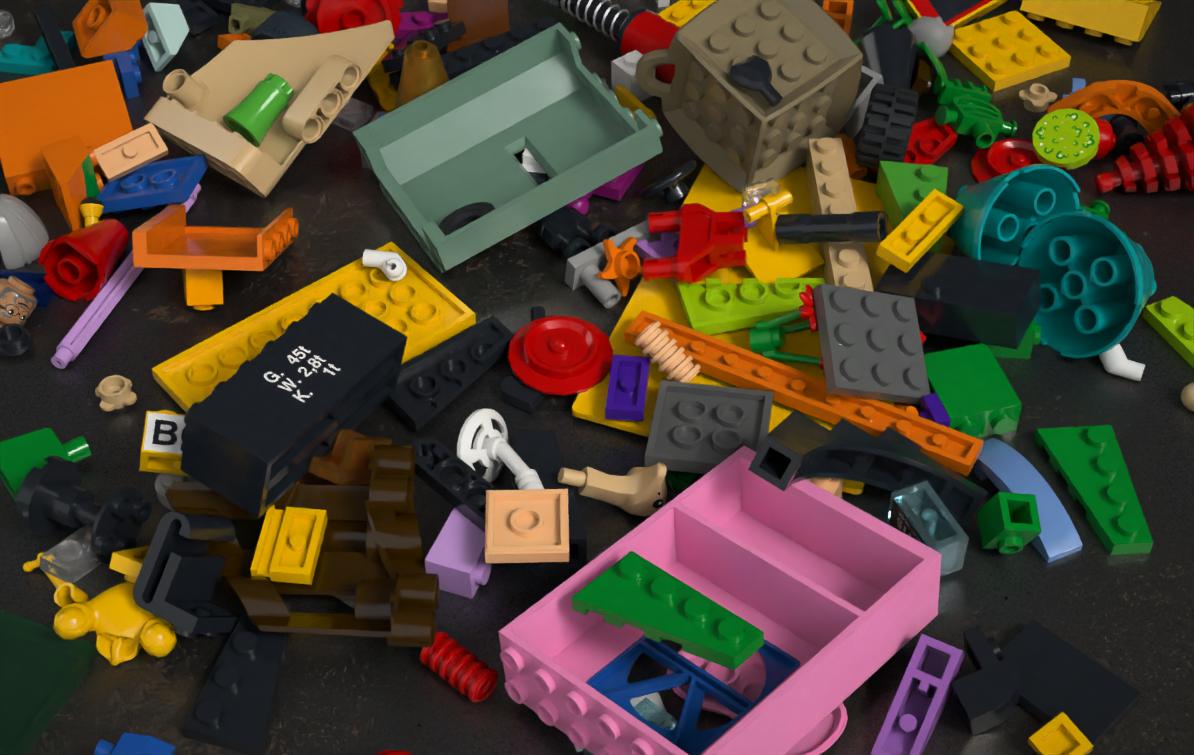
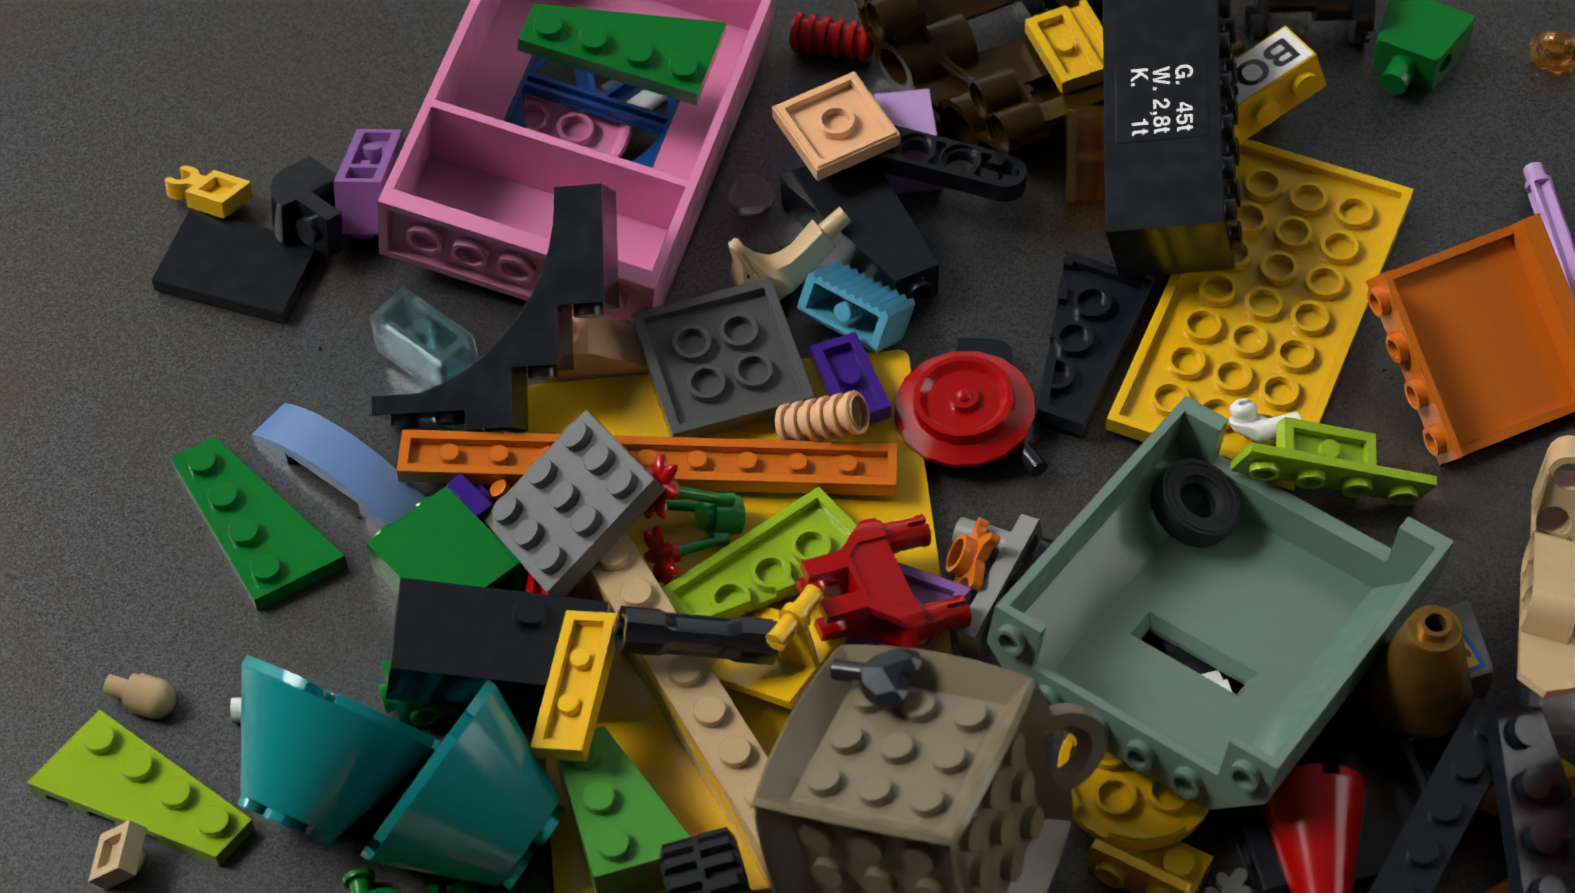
camera: 155 degrees right, 10 degrees up
(115, 393) = (1432, 161): tan plate -> none
(370, 222) = (1333, 459): none -> lime bracket
(493, 449) = (951, 228): white dish -> none
(589, 437) = (856, 304): none -> medium azure brick
(1008, 522) = (336, 388): green brick -> none

